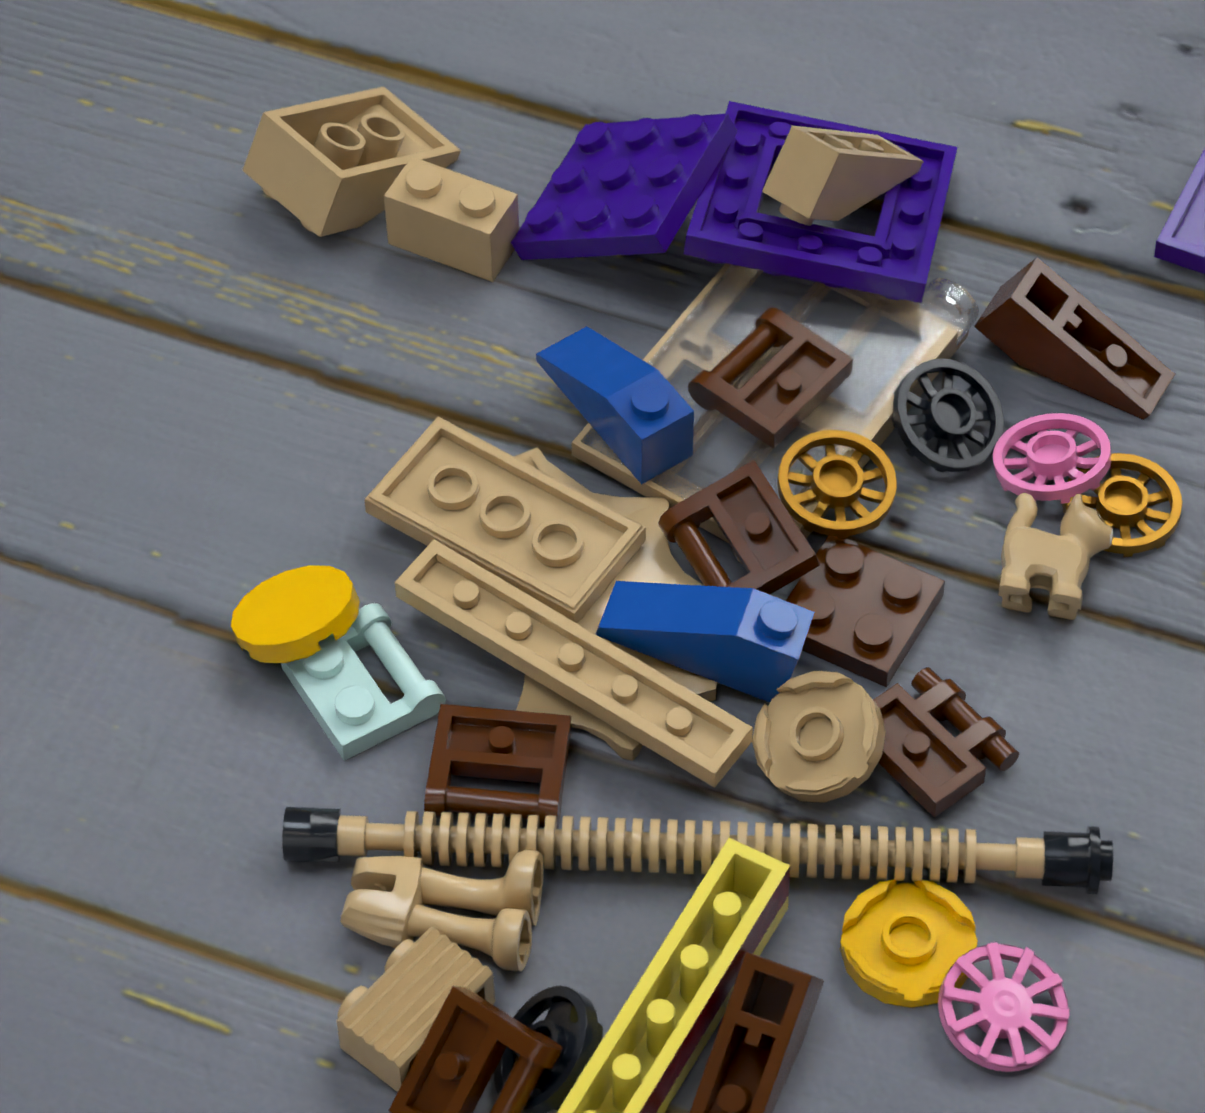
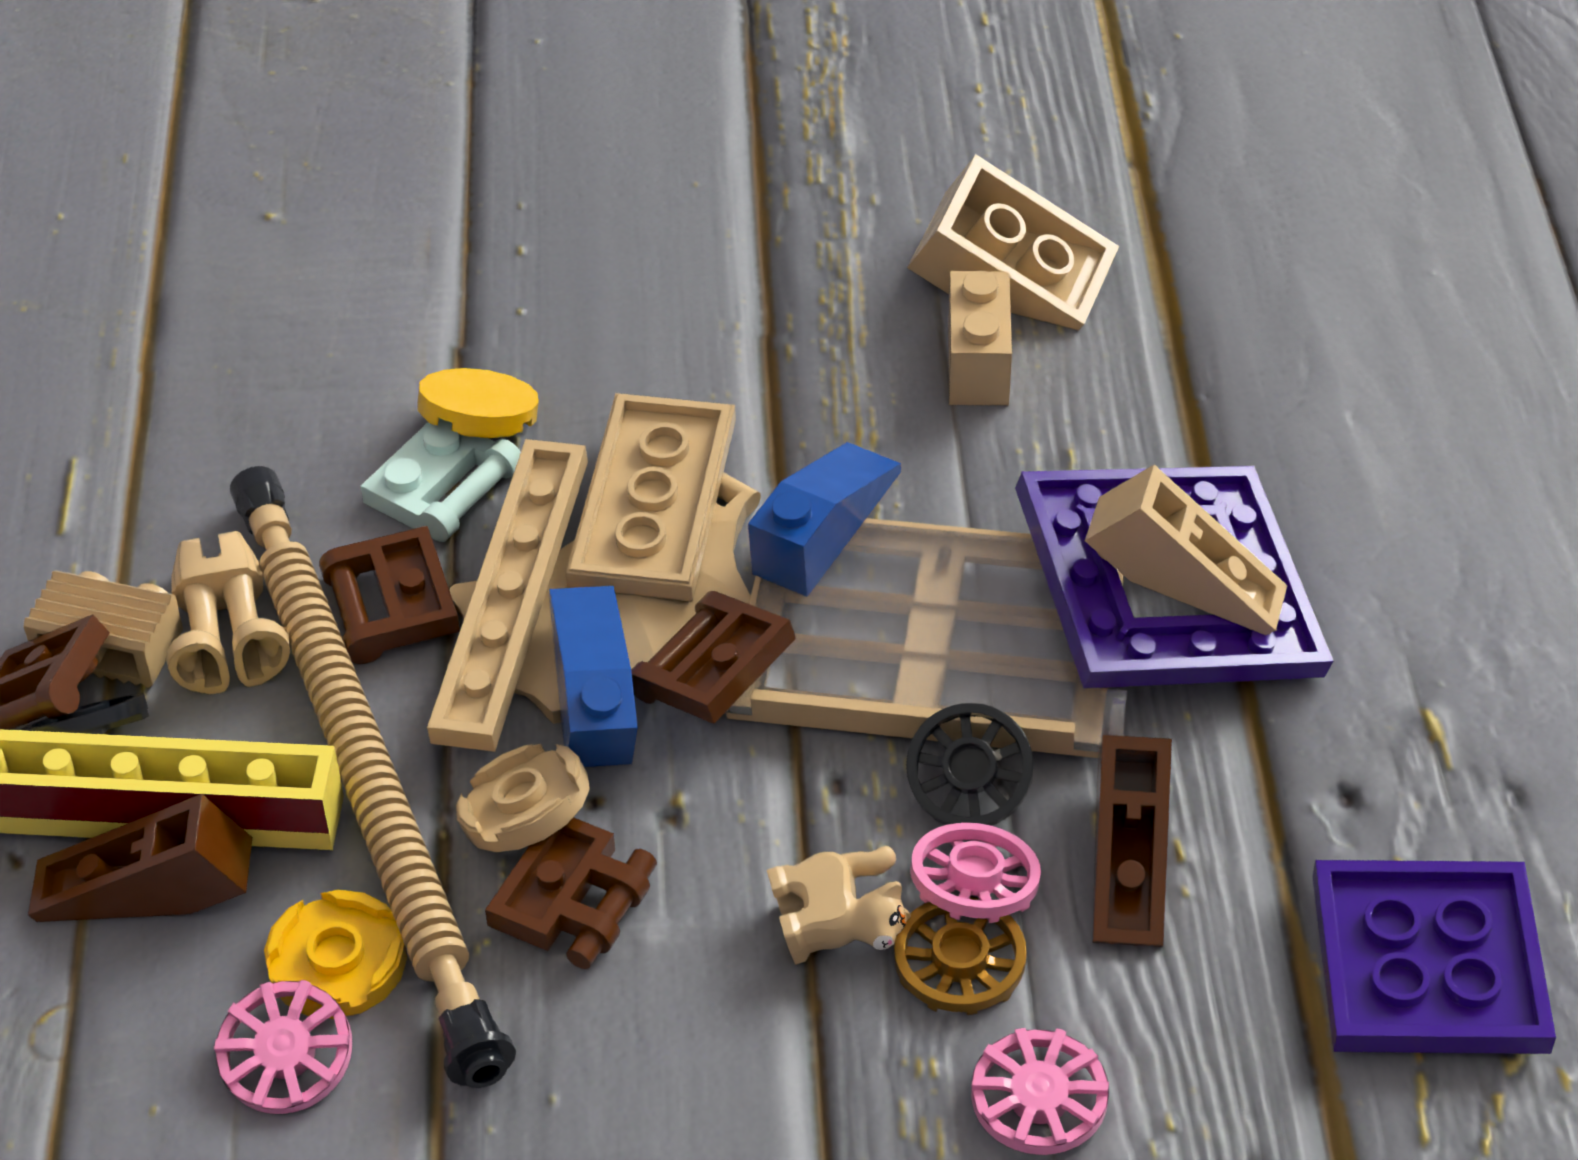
camera: 65 degrees right, 5 degrees down
(624, 187) = (1087, 428): dark purple plate -> none
(784, 388) = (917, 623): reddish brown plate -> none
(836, 483) = (820, 703): pearl gold wheel -> none
(864, 608) = (706, 787): reddish brown plate -> none

